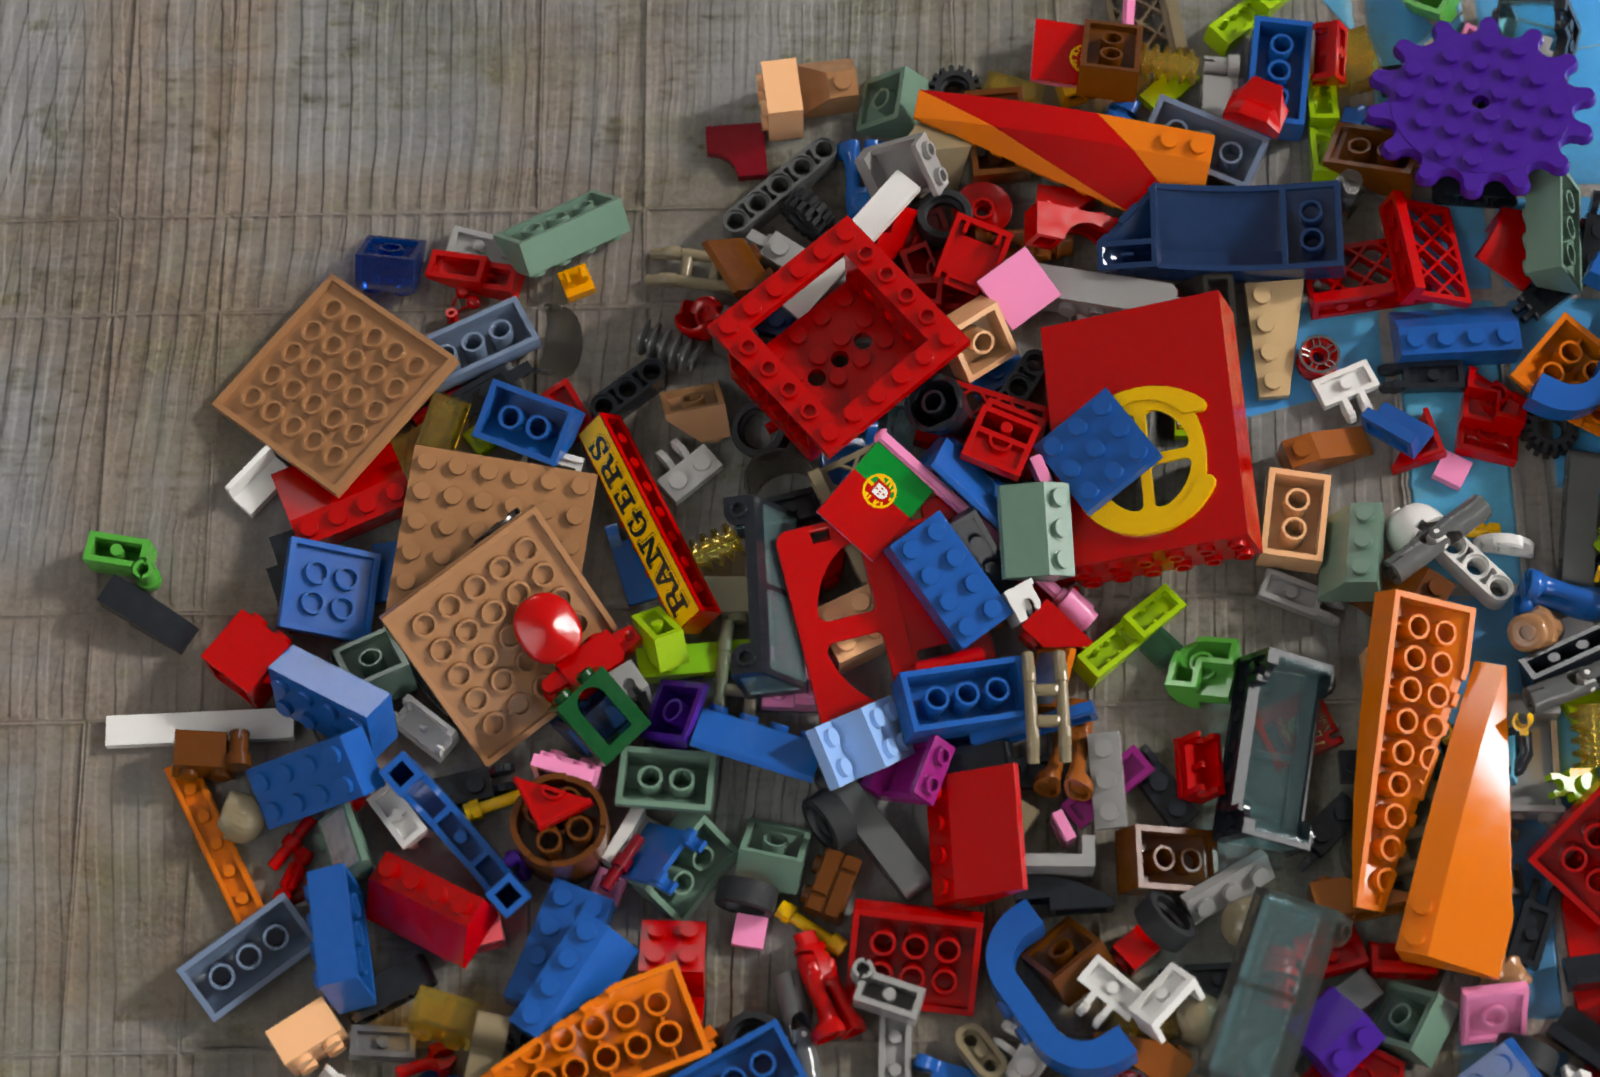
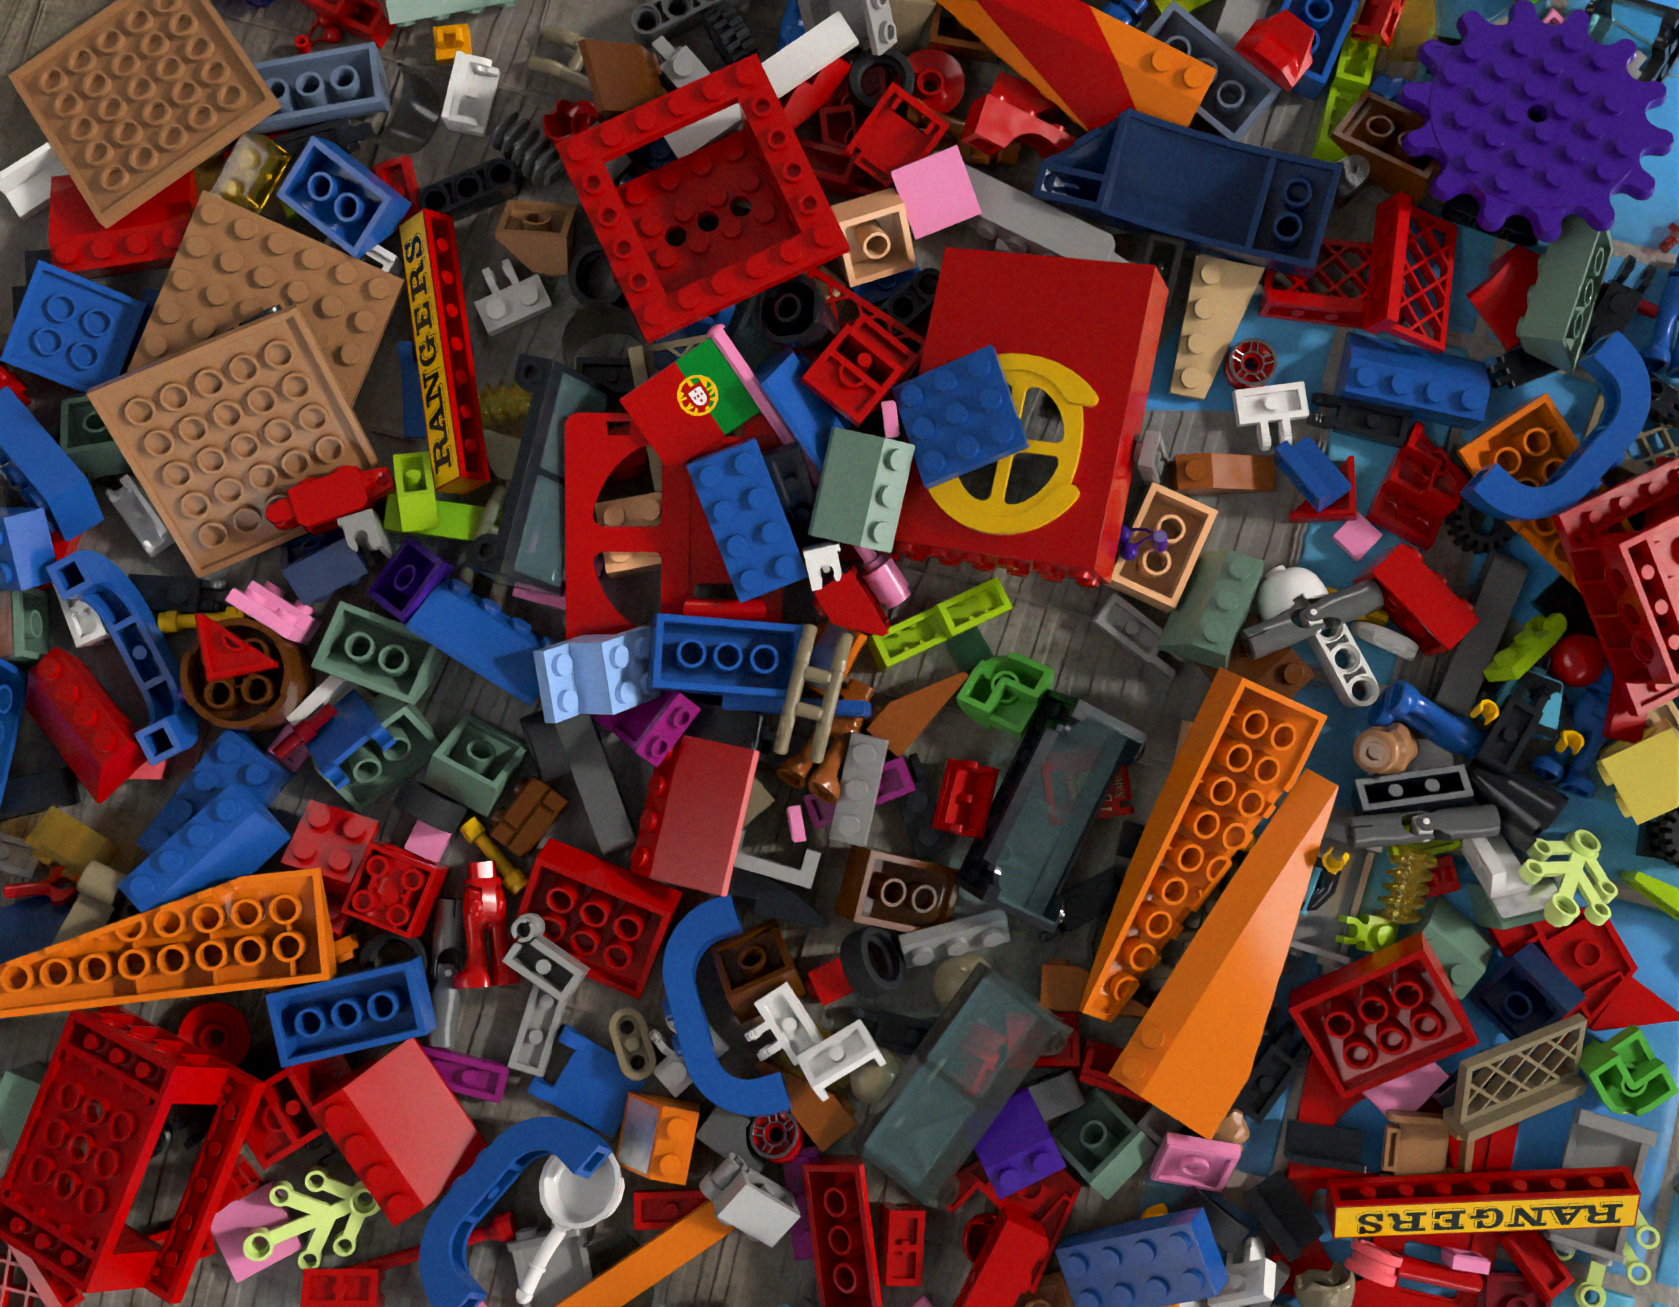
camera: 10 degrees right, 15 degrees up
(547, 628) = (285, 449): red piece -> none
(567, 708) = (322, 526): dark green panel -> none
(605, 317) = (470, 94): none -> white hinge
(739, 972) = (396, 889): none -> red brick
(1131, 709) = (907, 716): none -> dark orange slope
(1262, 447) = (1151, 458): none -> light grey plate
(1269, 525) = (1128, 550): none -> dark purple piece
(1521, 502) = (1419, 600): none -> red brick

